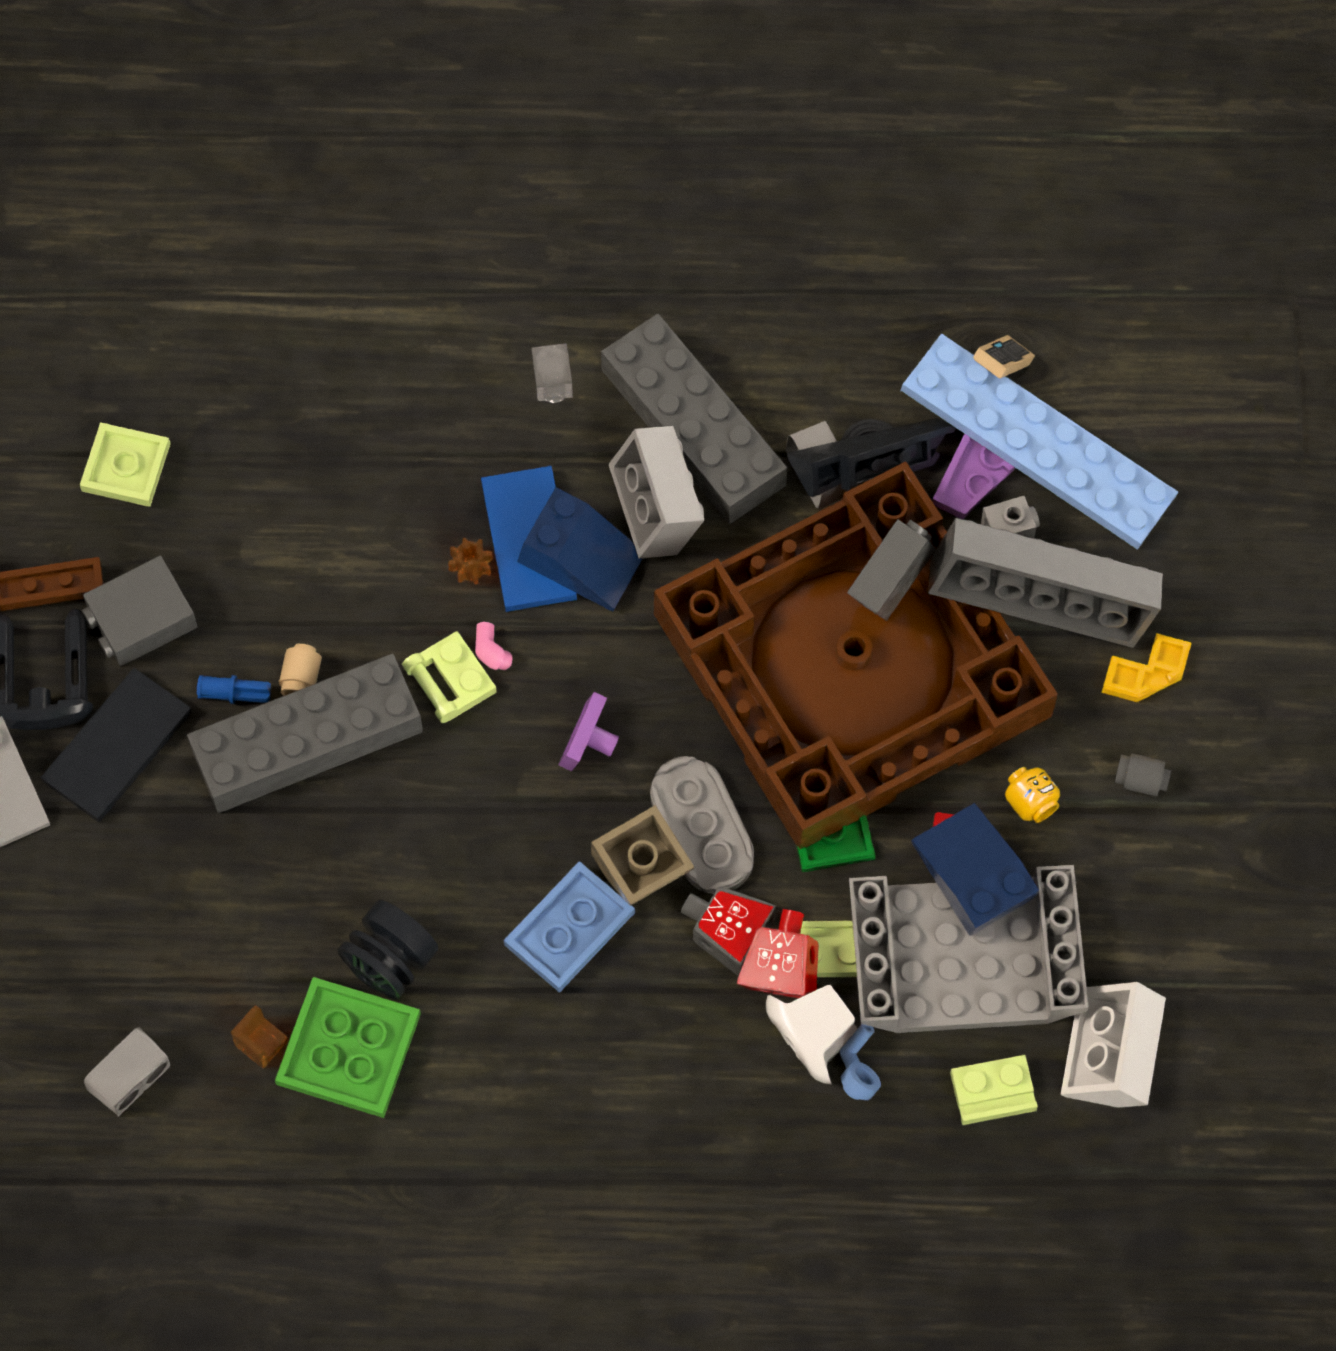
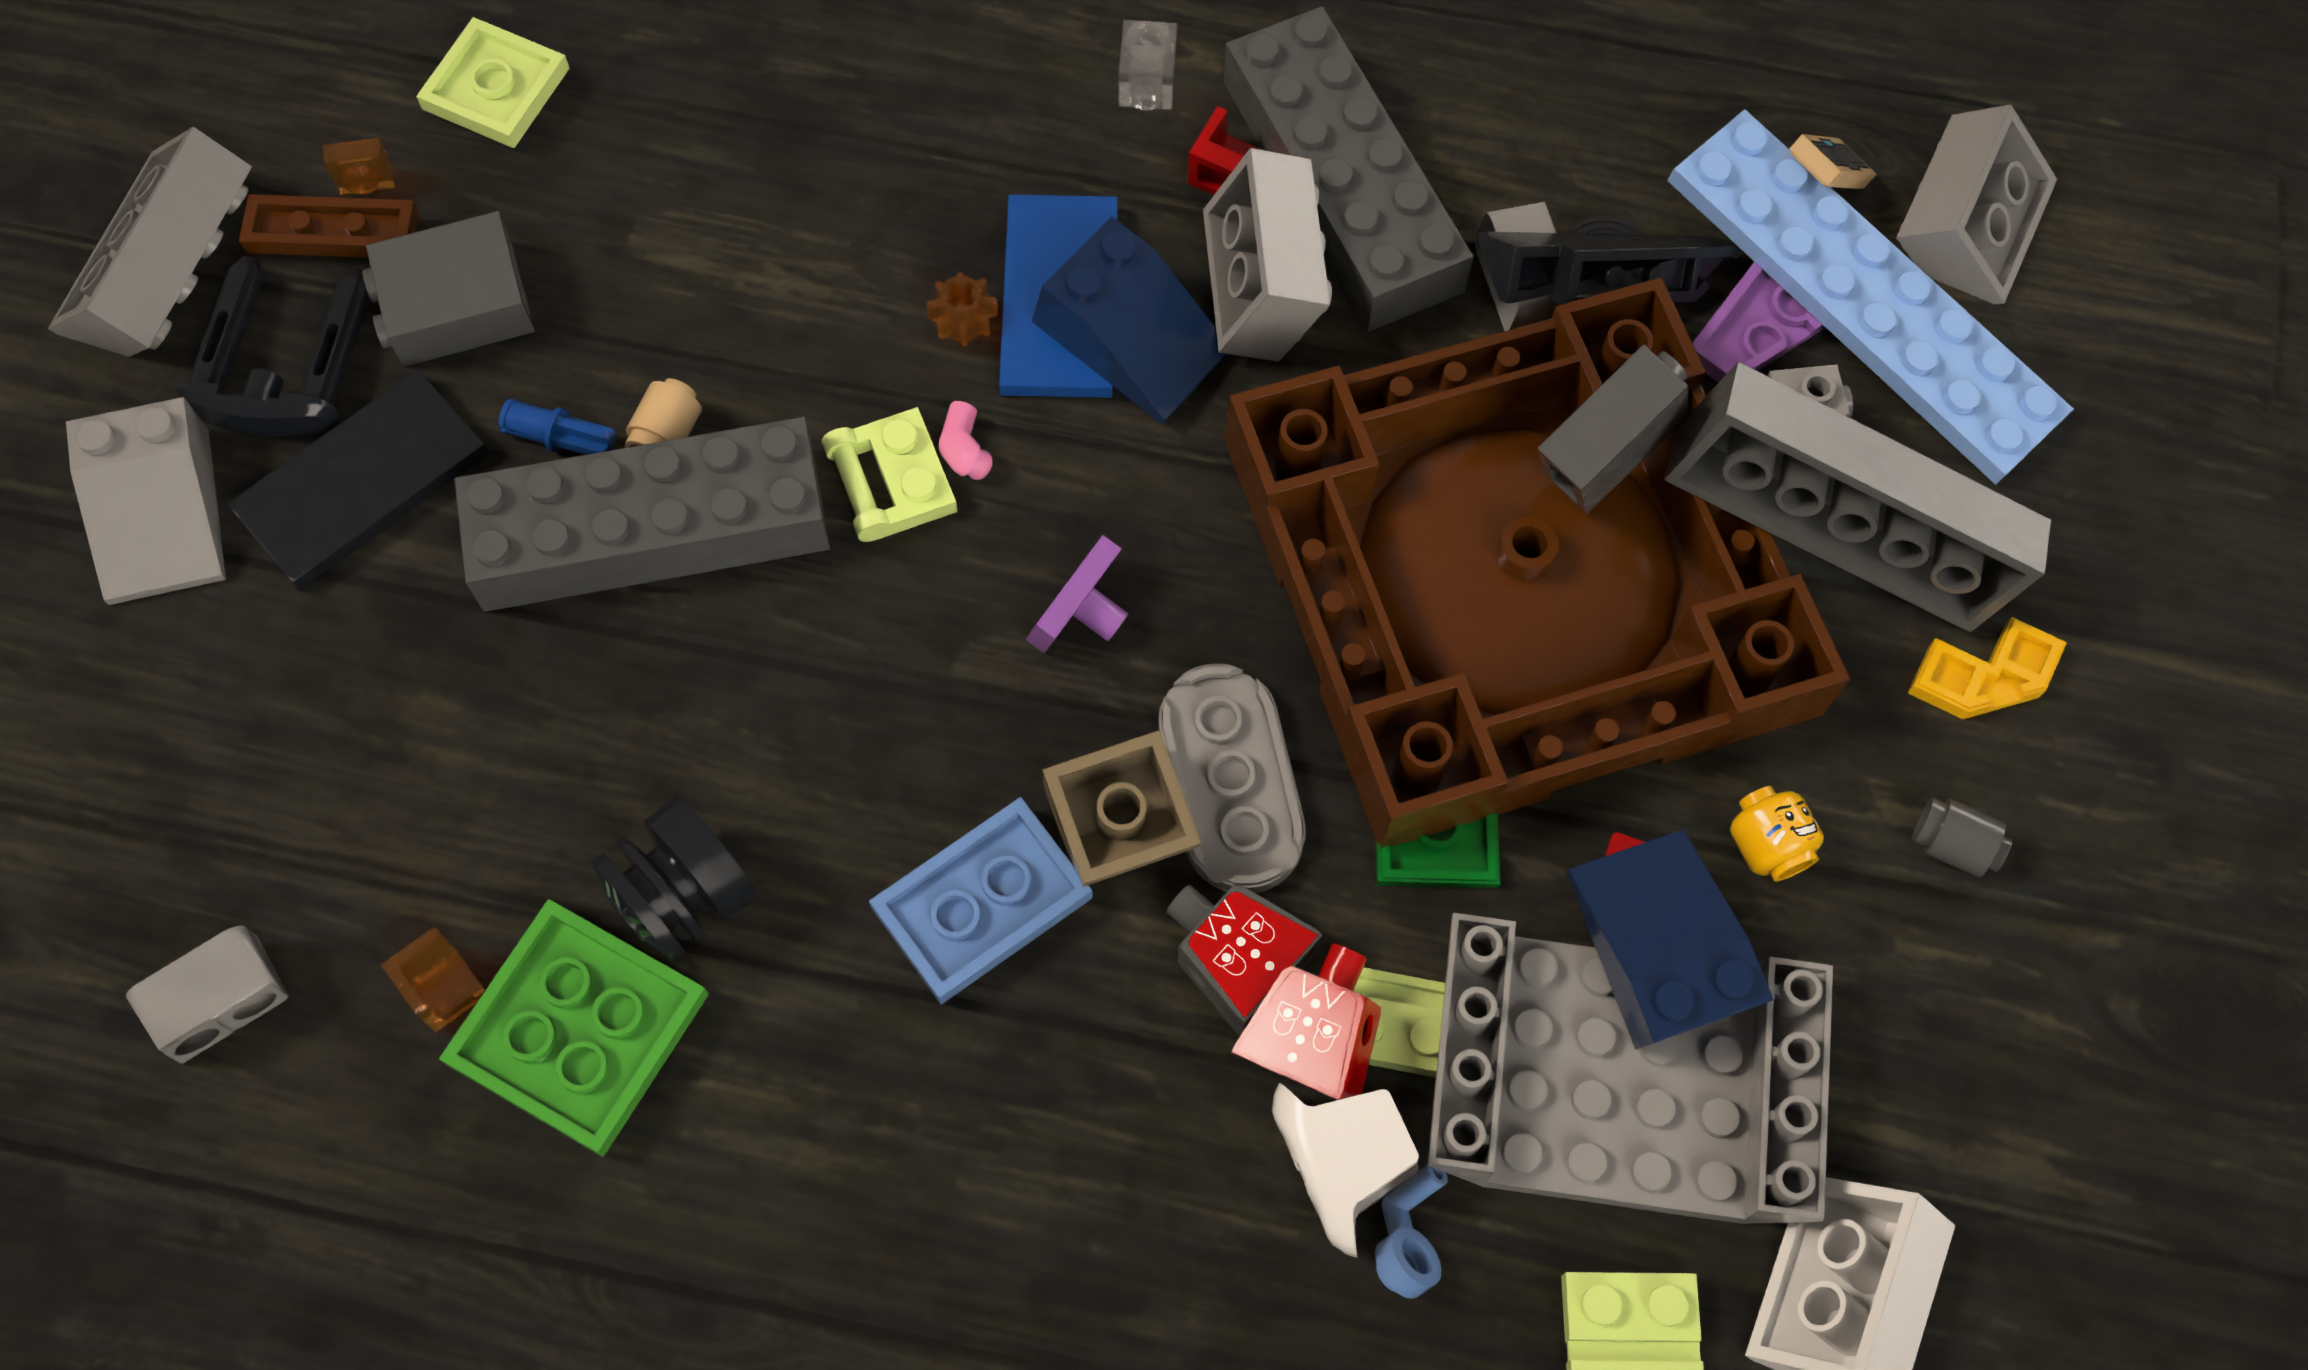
camera: 10 degrees right, 0 degrees up
(56, 540) = (359, 166): none -> clear orange plate
(613, 426) = (1215, 154): none -> red panel
(1101, 366) = (1978, 204): none -> light grey slope

